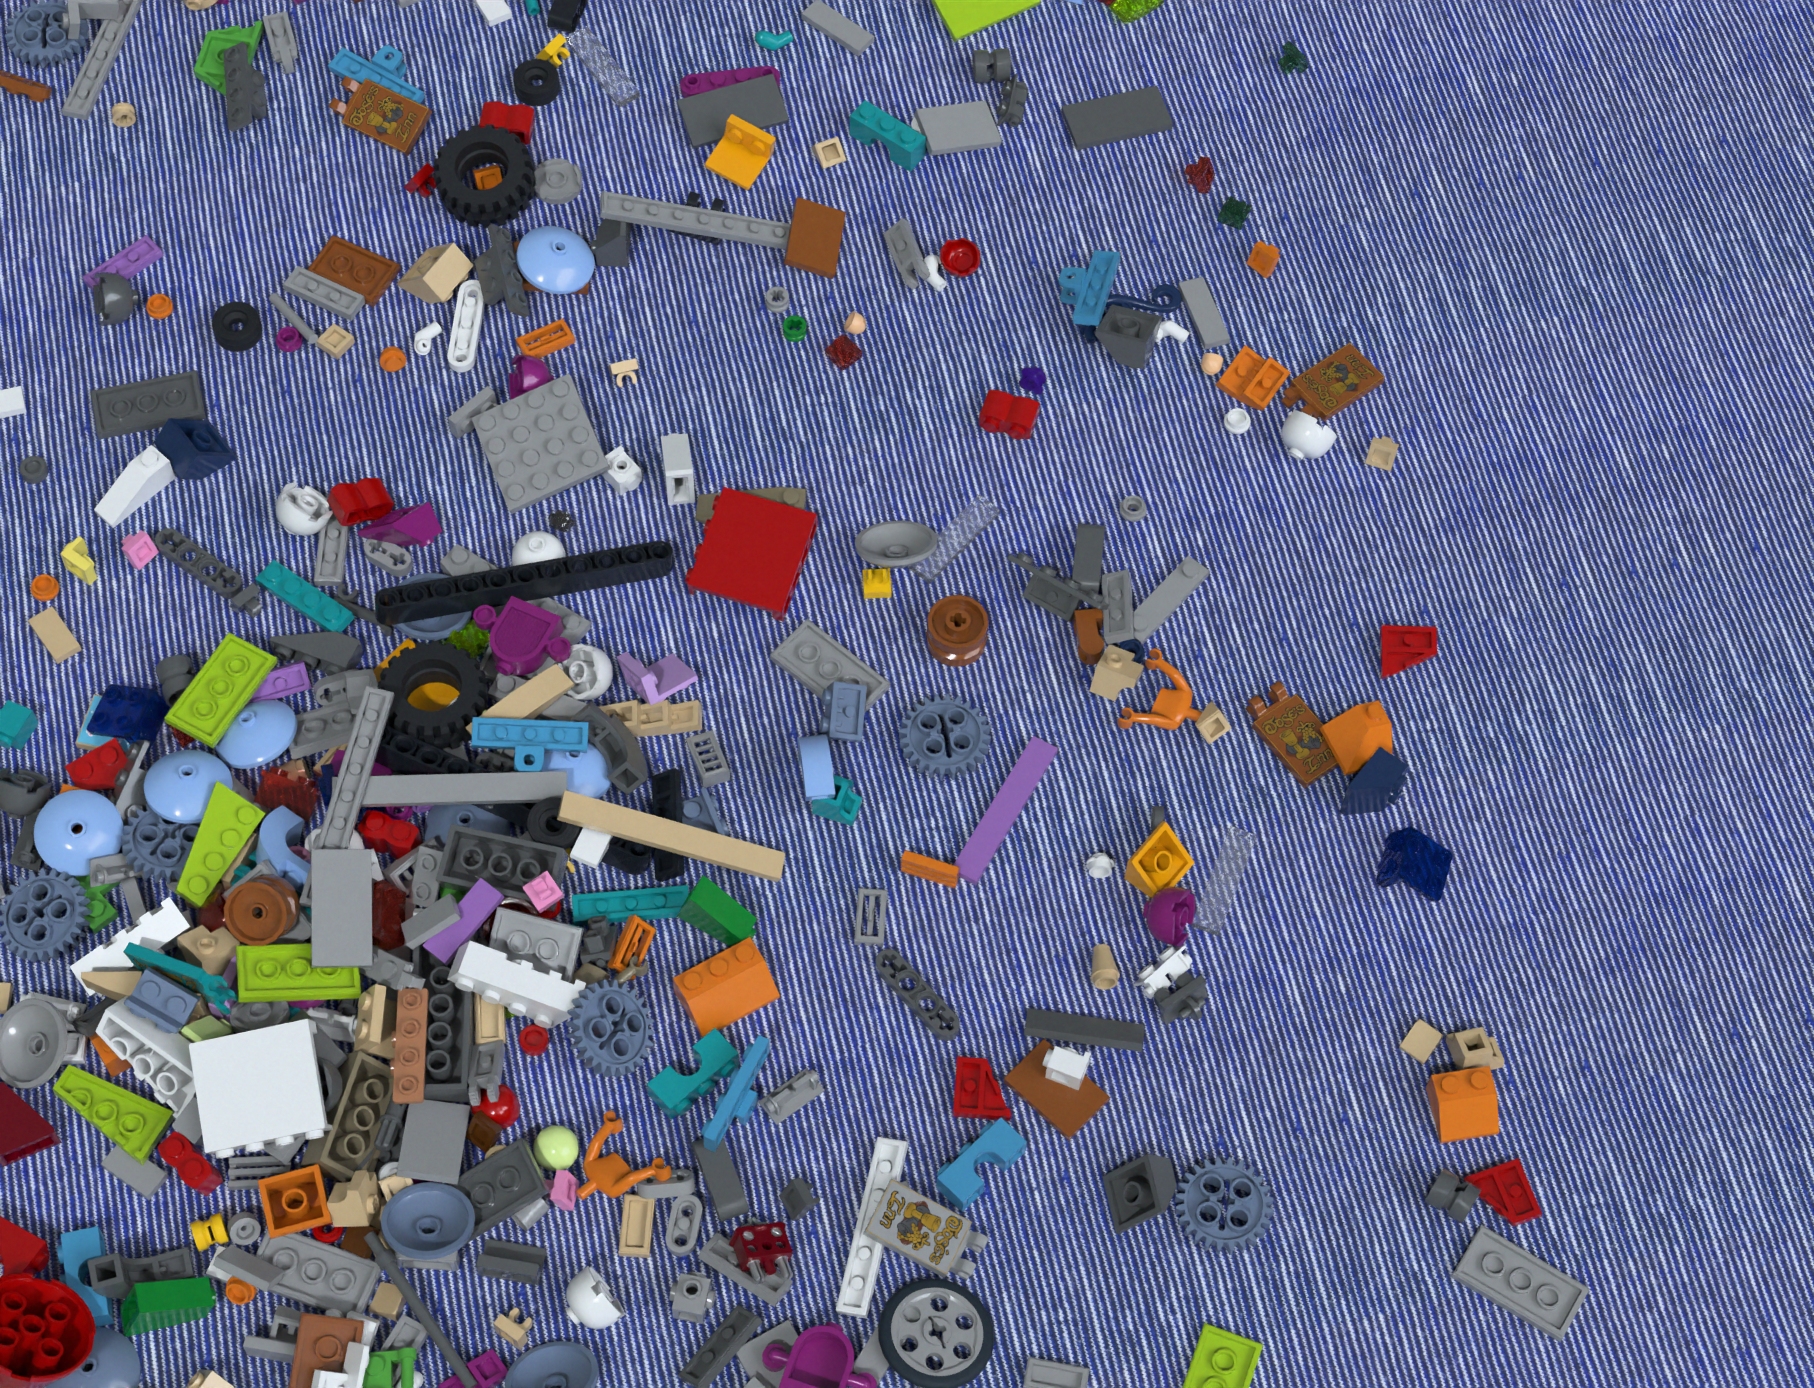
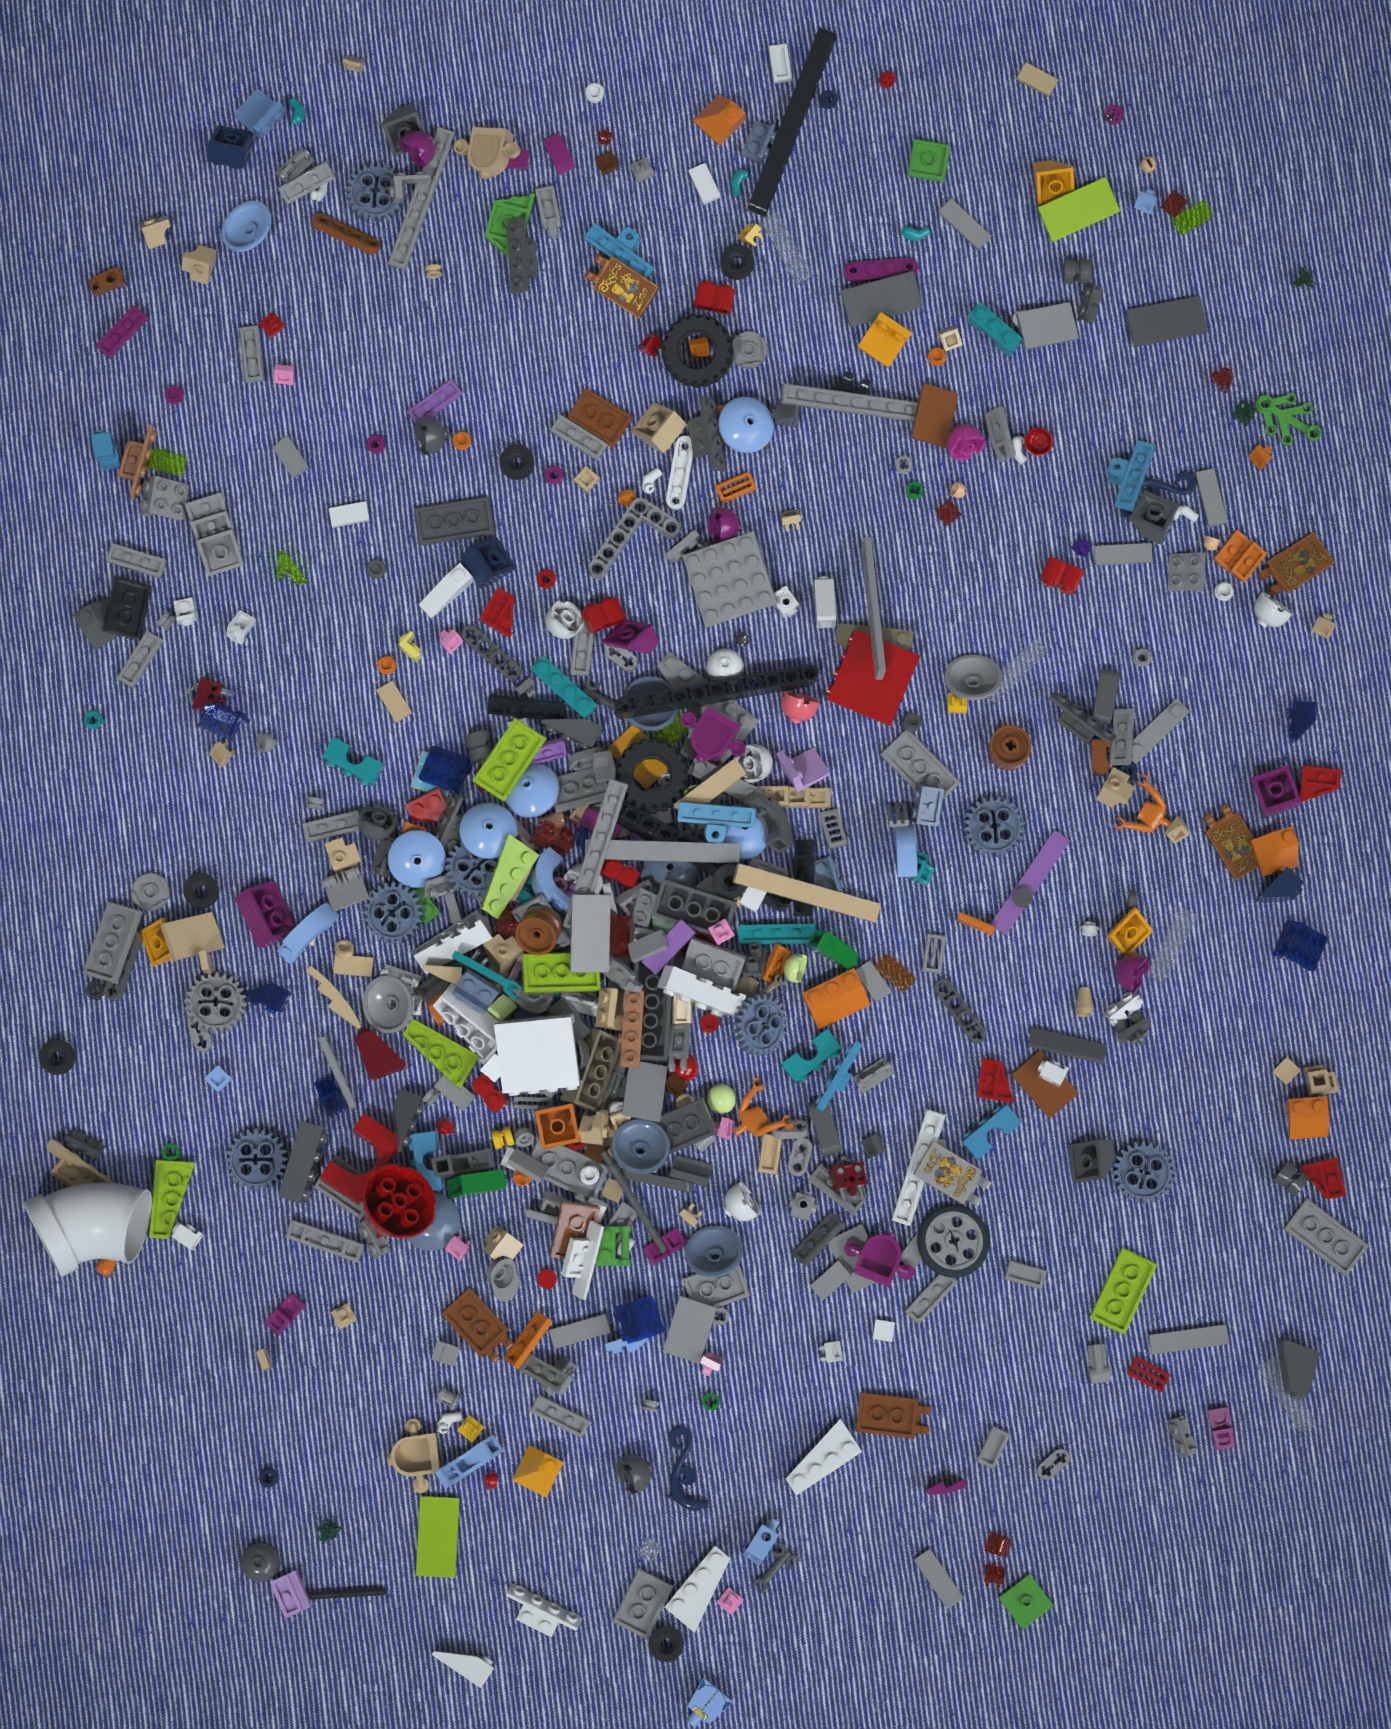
camera: 10 degrees right, 20 degrees up
(36, 312) = (375, 438): none -> magenta plate
(52, 1202) = (403, 1114): none -> dark grey slope
(96, 1179) = (431, 1097): none -> light grey bush
(117, 1222) = (445, 1127): none -> red plate
(210, 510) = (499, 612): none -> red wing
(247, 626) = (525, 707): none -> black plate
(277, 459) = (546, 573): none -> red plate
(293, 318) = (556, 457): light grey bar -> none
(348, 1276) = (589, 1174): none -> white plate
(393, 401) = (628, 532): none -> light grey beam
(458, 1278) = (658, 1181): none -> dark grey beam
(647, 597) = (798, 706): none -> coral cylinder
(661, 947) = (795, 967): none -> yellowish green hair
(746, 460) = (873, 608): none -> light grey tile
(783, 963) = (873, 981): none -> light grey tile
(800, 725) = (897, 809): none -> light grey tile
(812, 610) = (911, 722): none -> dark grey tile
(813, 172) = (936, 356): none -> orange plate
(814, 946) = (895, 973): none -> clear orange tile
(859, 263) = (964, 441): none -> dark pink cylinder
(996, 827) = (1022, 897): none -> dark grey tile
(1091, 386) = (1123, 554): none -> light grey tile
(1183, 400) = (1186, 572): none -> light grey hinge
(1291, 214) = (1286, 416): none -> bright green plant
(1348, 660) = (1276, 791): none -> magenta brick
(1370, 568) = (1302, 718): none -> clear blue slope

